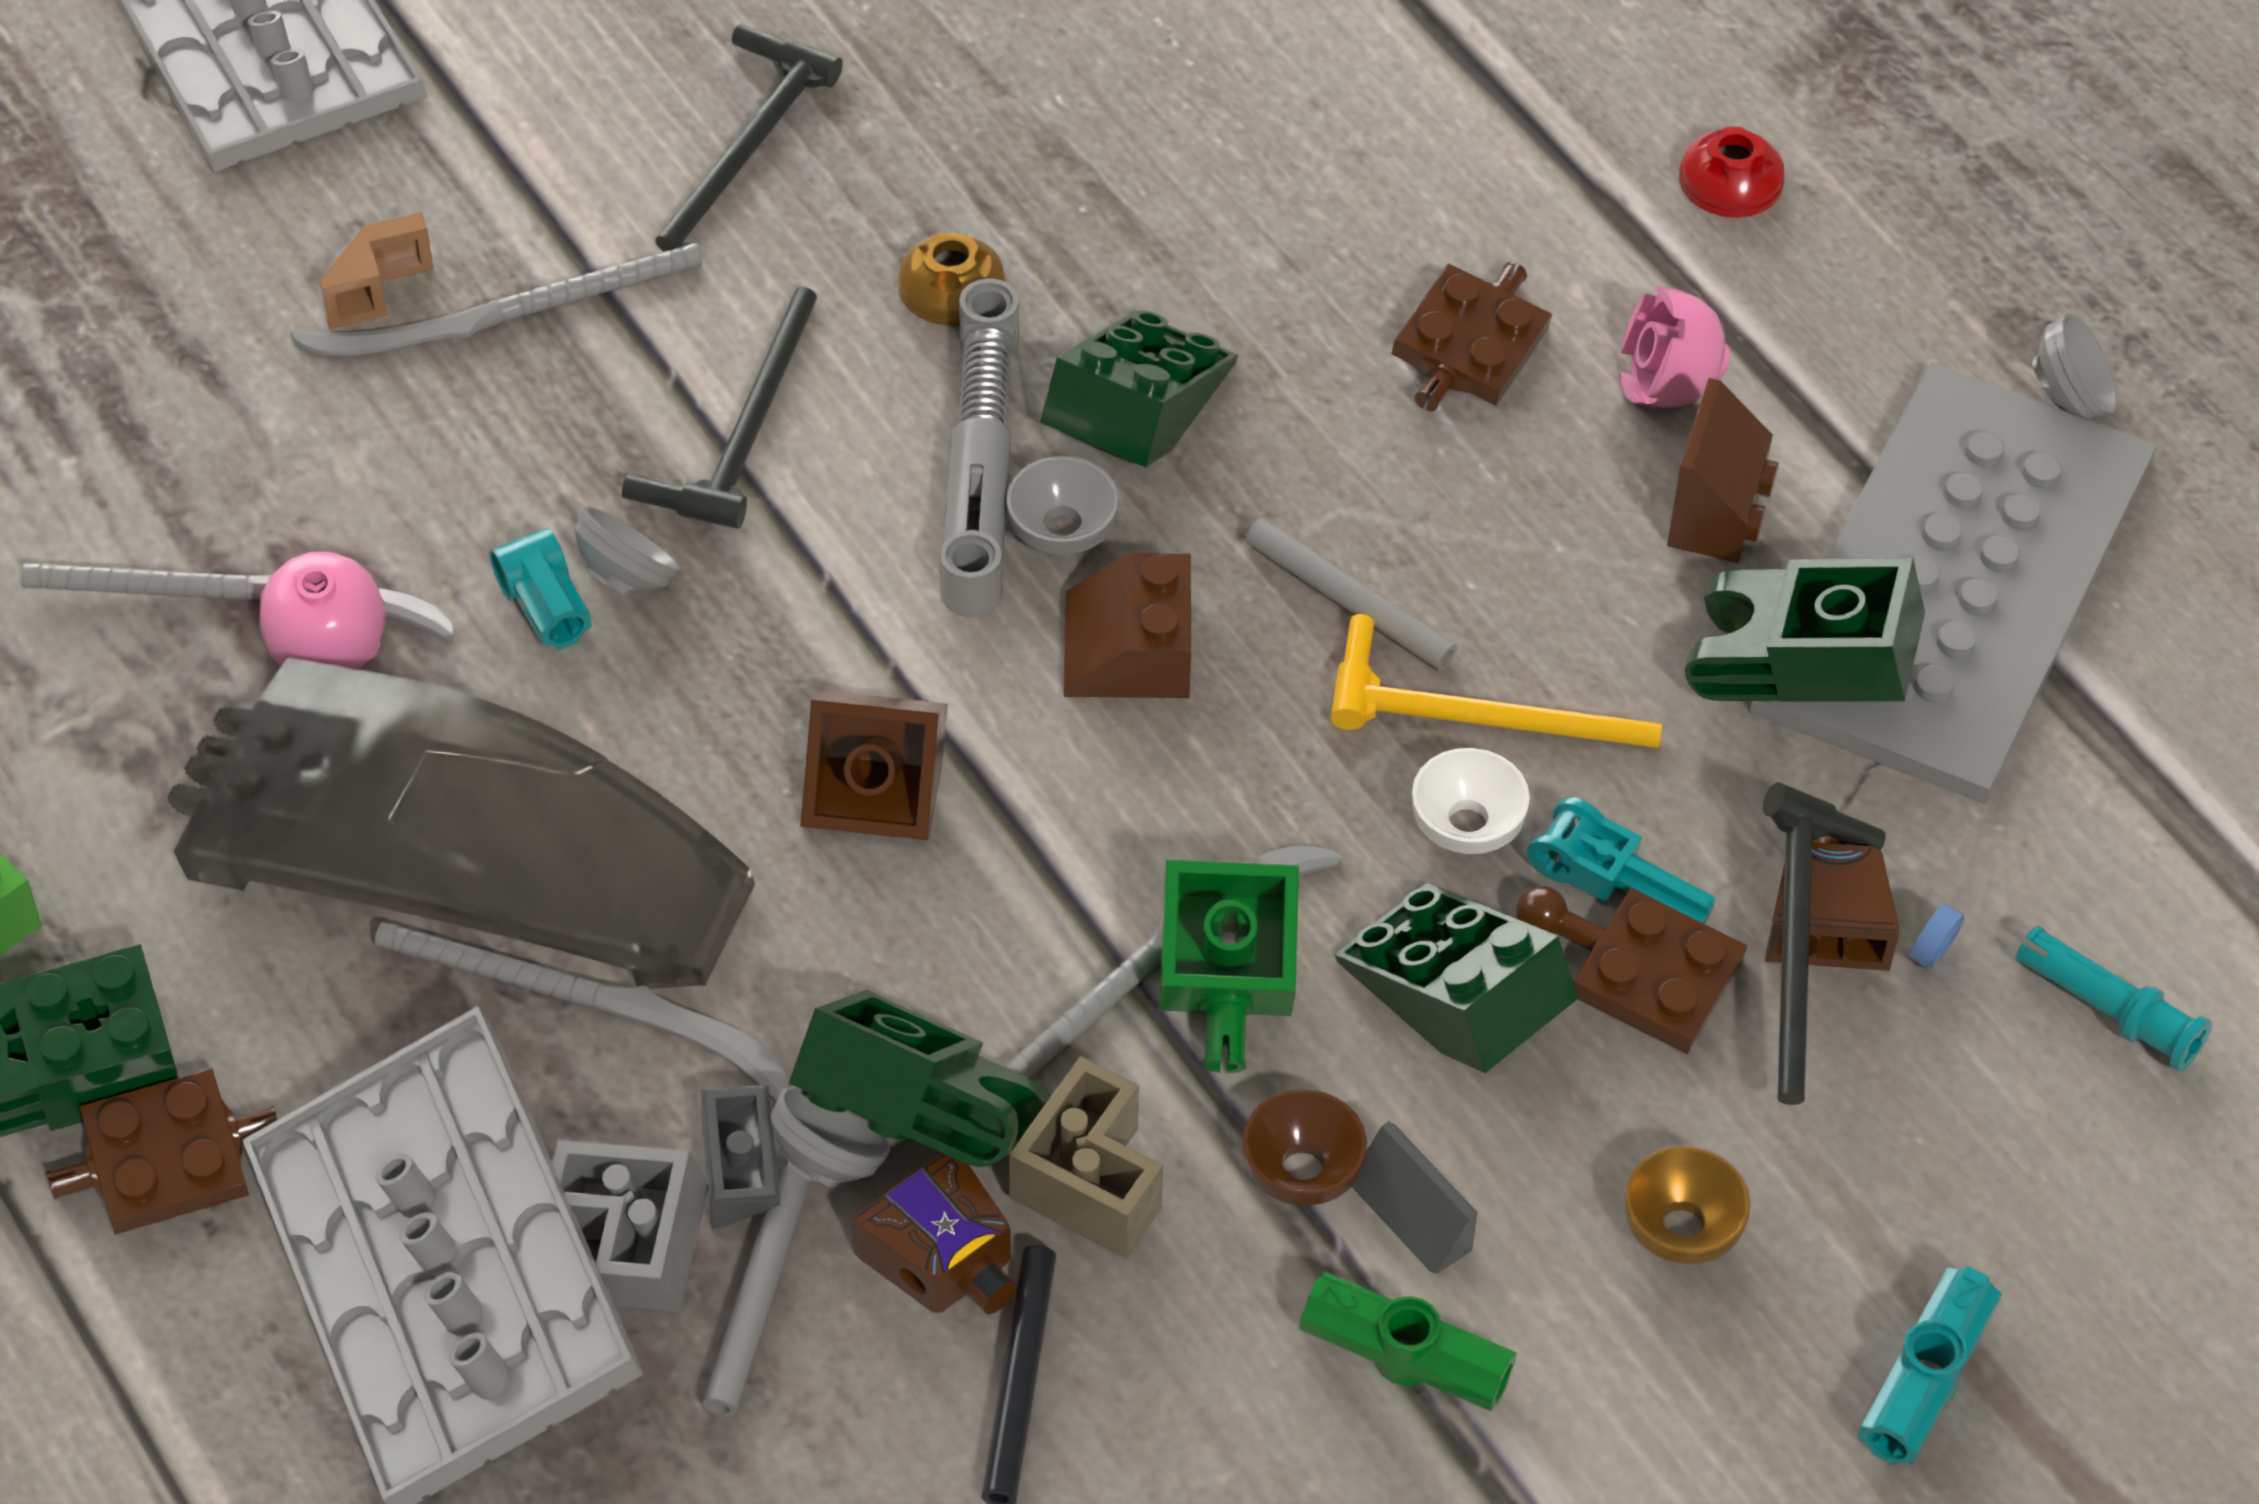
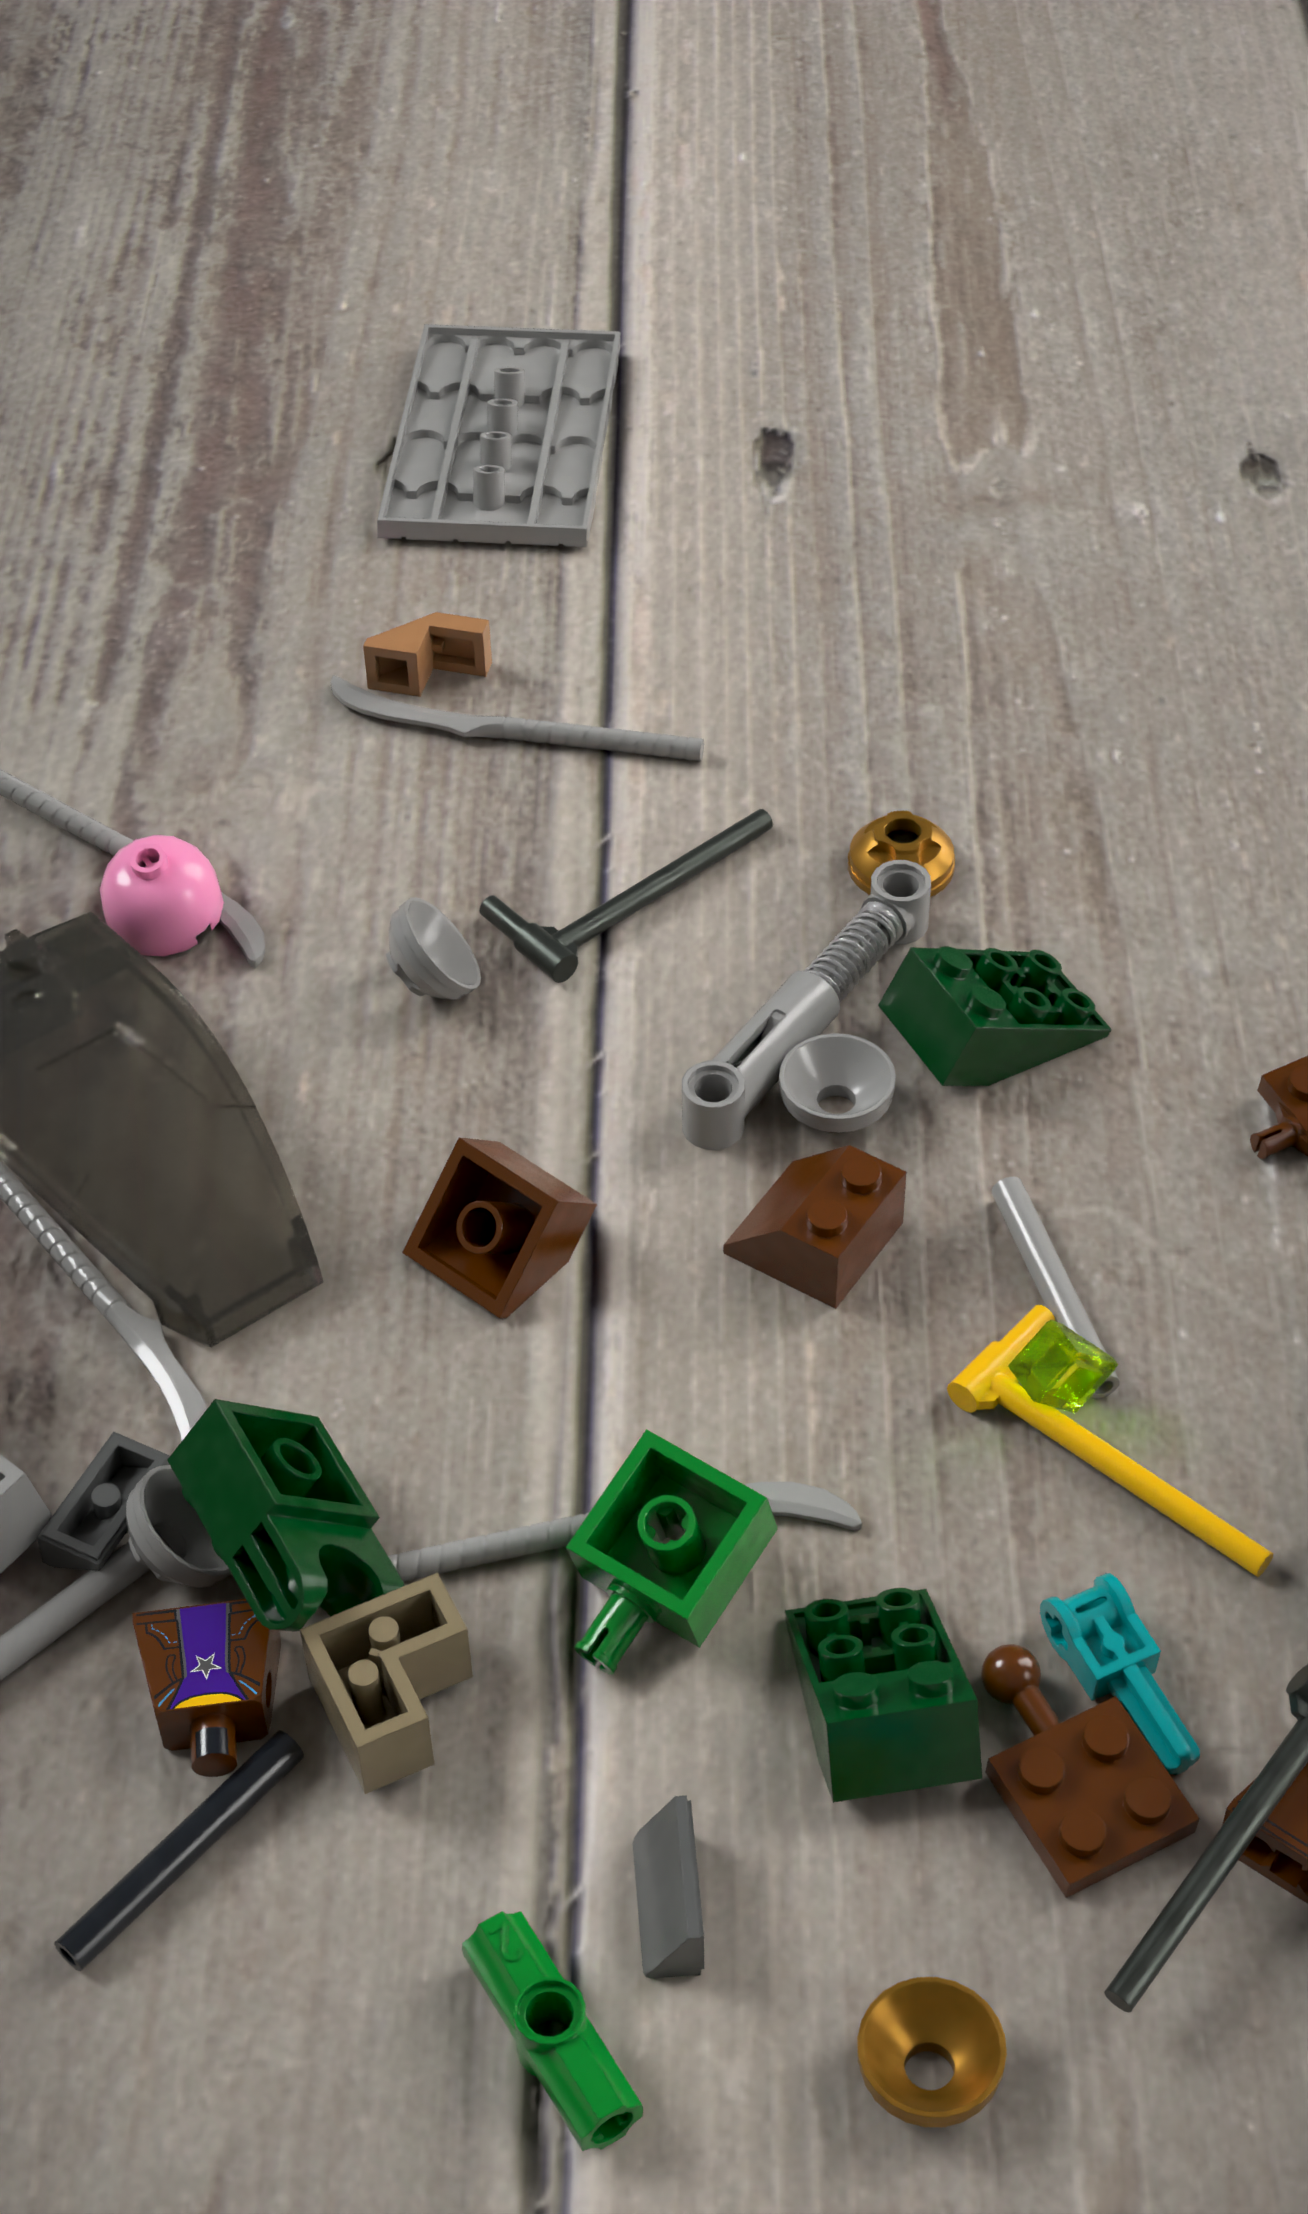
camera: 35 degrees right, 5 degrees down
(539, 579) = (350, 945): teal piece -> none
(801, 67) = (906, 639): pearl dark grey bar -> none
(1304, 1124) = (591, 1750): reddish brown piece -> none
(1416, 655) = (1061, 1367): none -> clear neon green slope
(1474, 782) = (1018, 1507): white piece -> none

